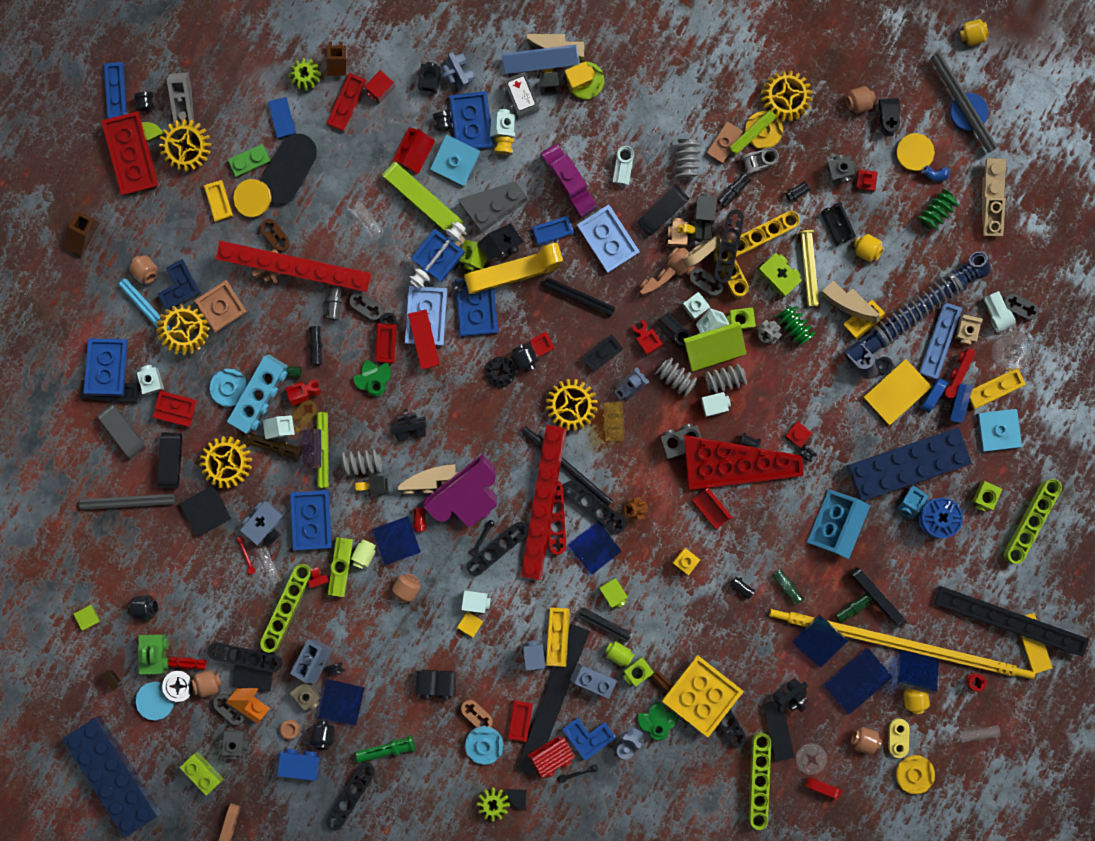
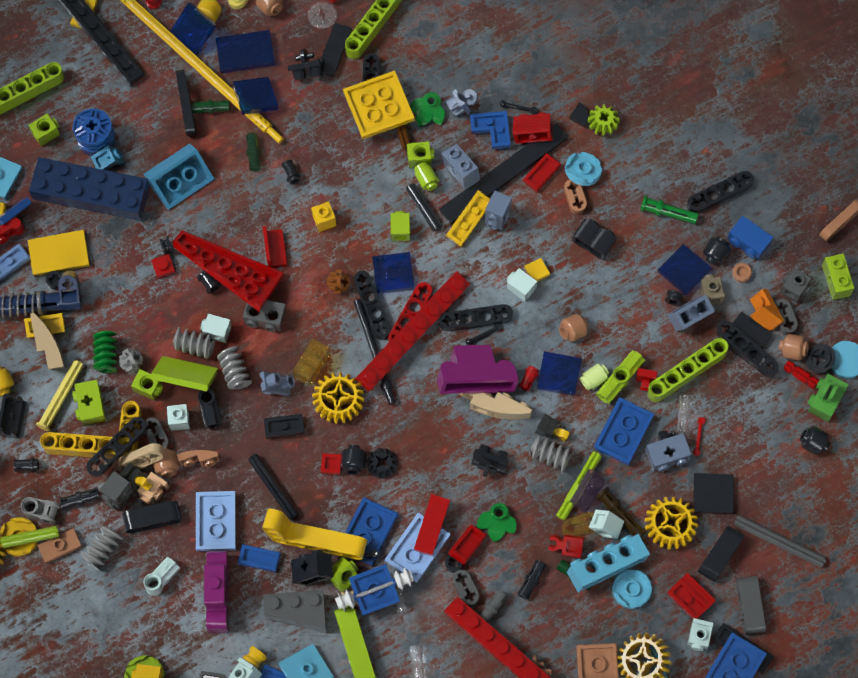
camera: 150 degrees left, 15 degrees down
(648, 339) = (237, 414): red plate -> none
(711, 320) = (173, 394): light aqua brick -> none
(933, 395) = (30, 231): blue beam -> none

